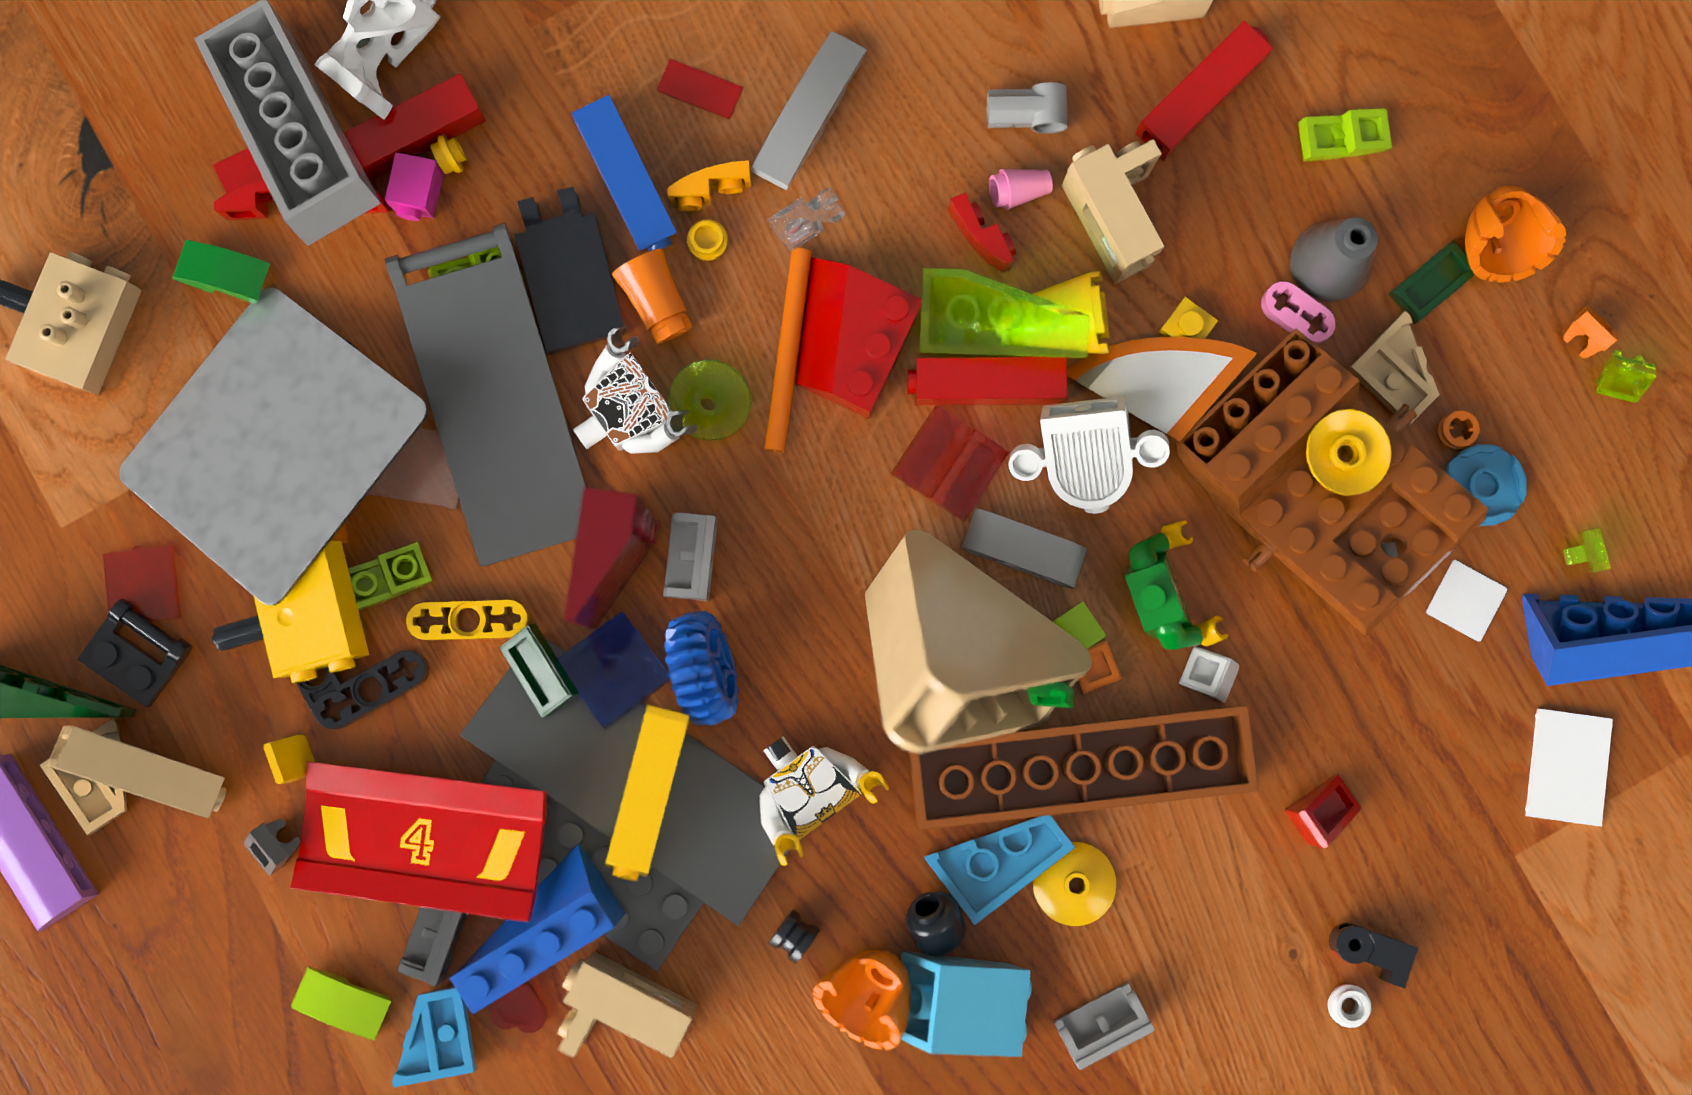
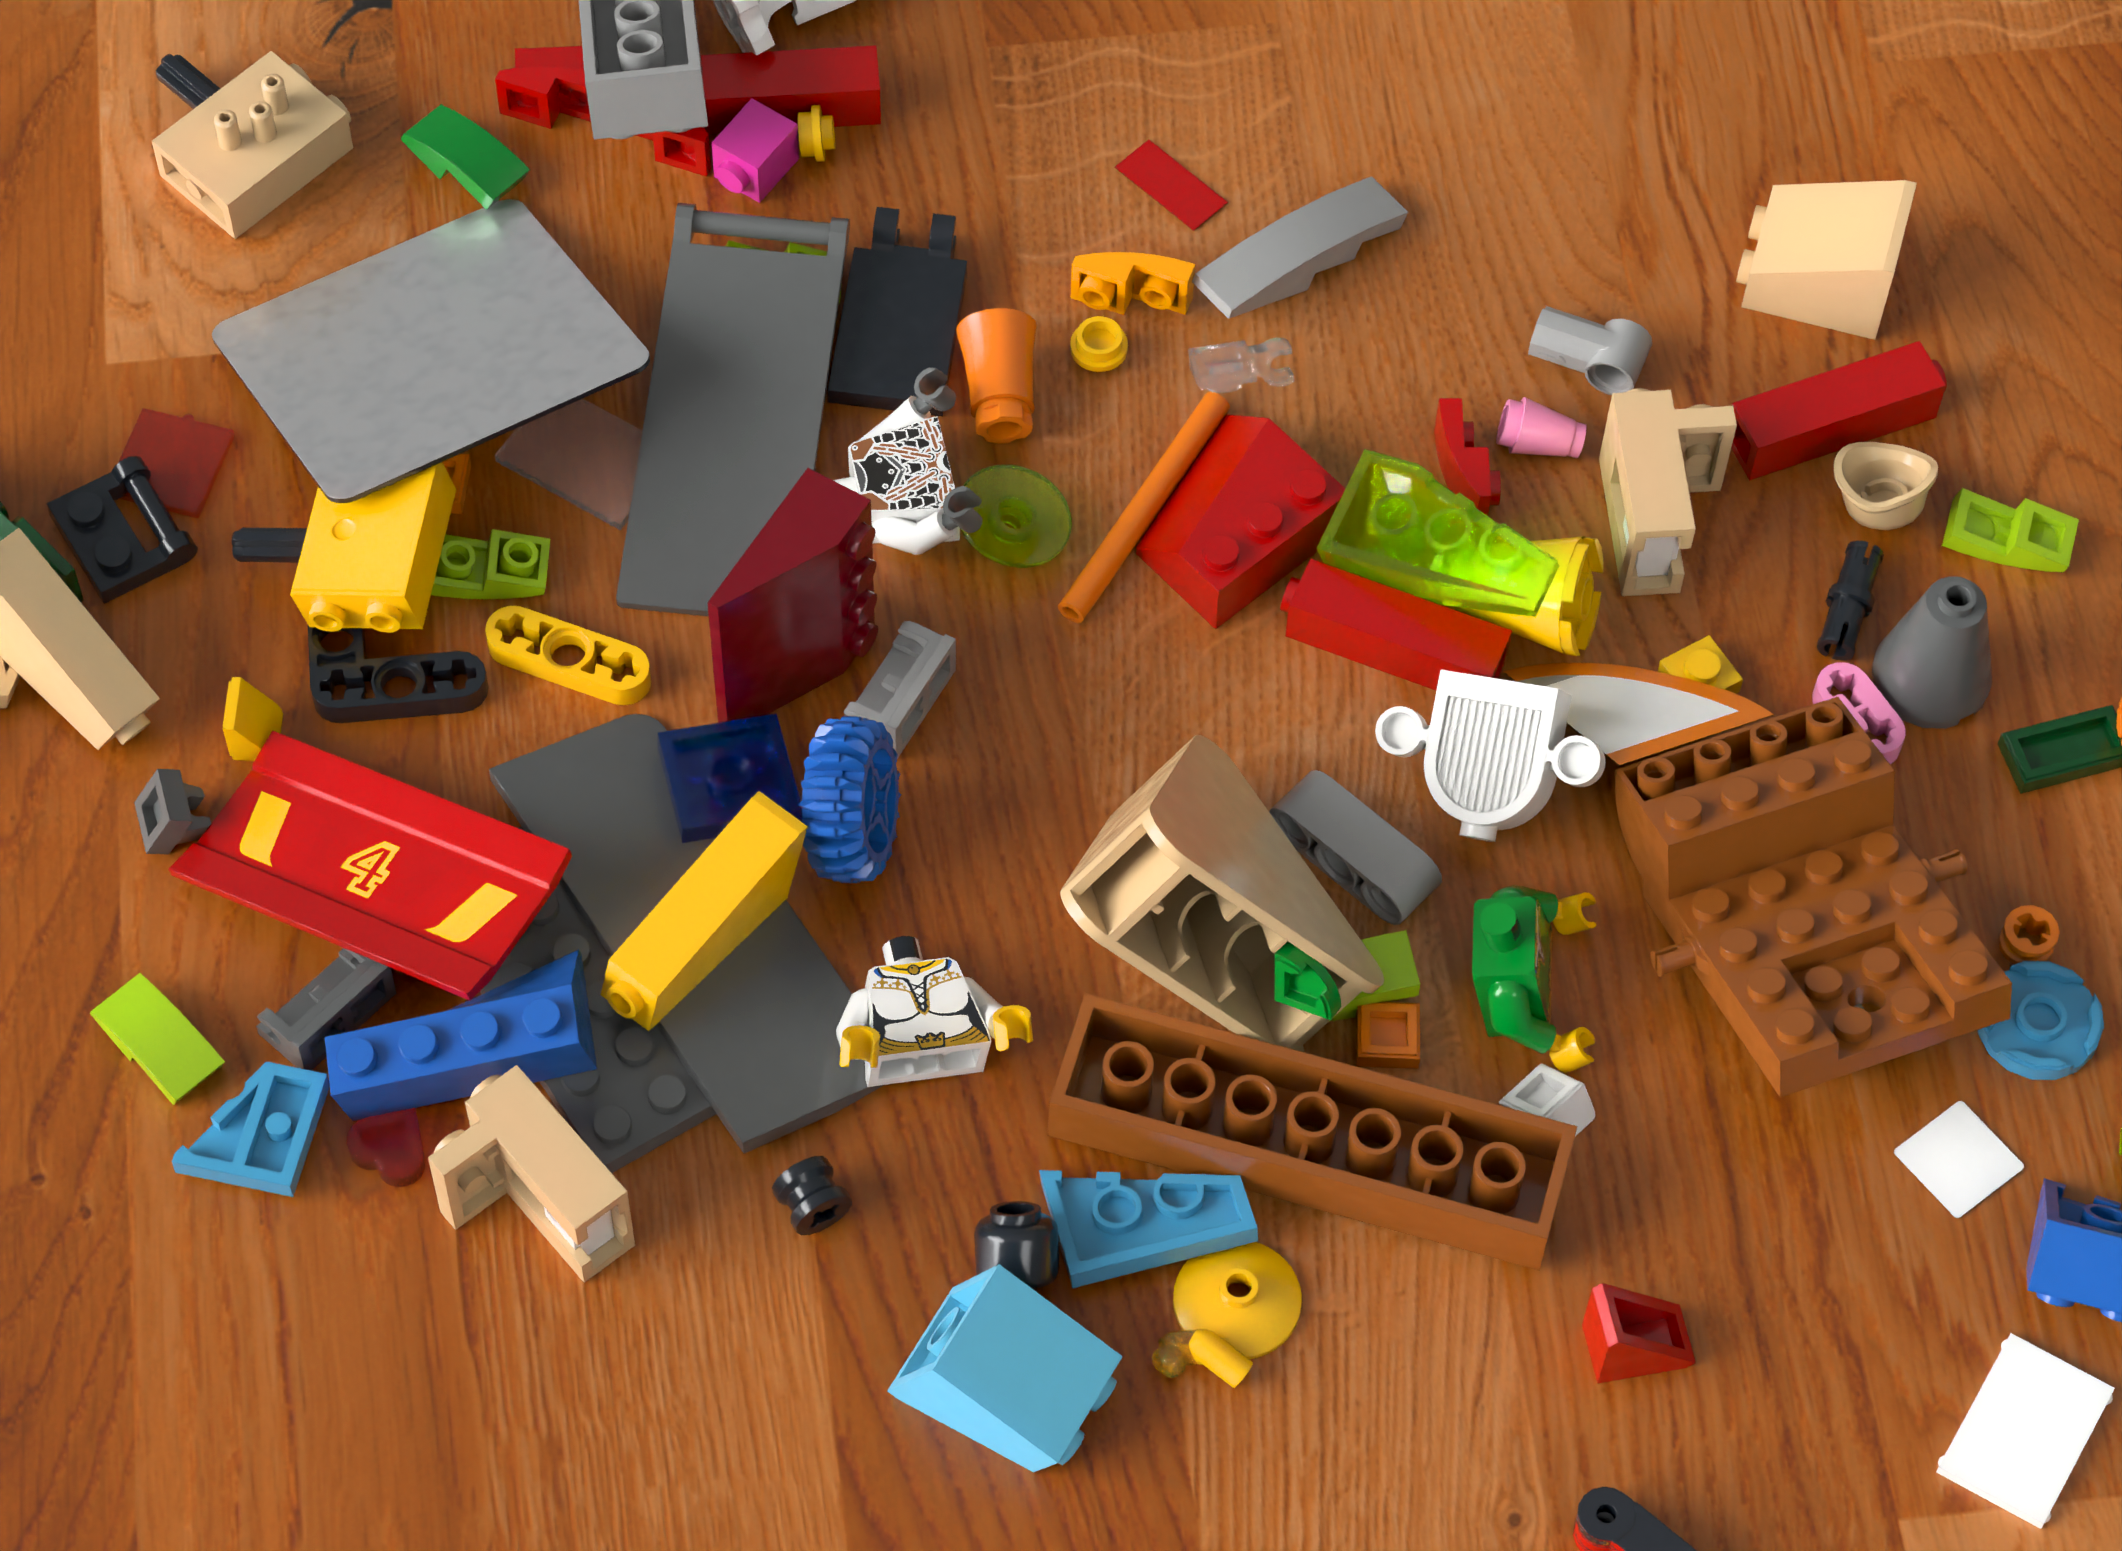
camera: 25 degrees right, 25 degrees down
(539, 670) = (631, 736): tile -> none
(624, 174) = (1028, 217): blue slope -> none
(867, 998) = (871, 1299): orange hair -> none
(949, 463) = (1298, 713): clear red slope -> none
(1072, 932) = (1200, 1348): none -> arm
(1103, 1025) = (1195, 1494): light grey hinge -> none
(1258, 135) = (1884, 483): none -> tan helmet
(1263, 231) = (1850, 600): none -> black pin
(1366, 446) = (1857, 832): yellow dish -> none
(1396, 369) = (1972, 816): tan wing -> none

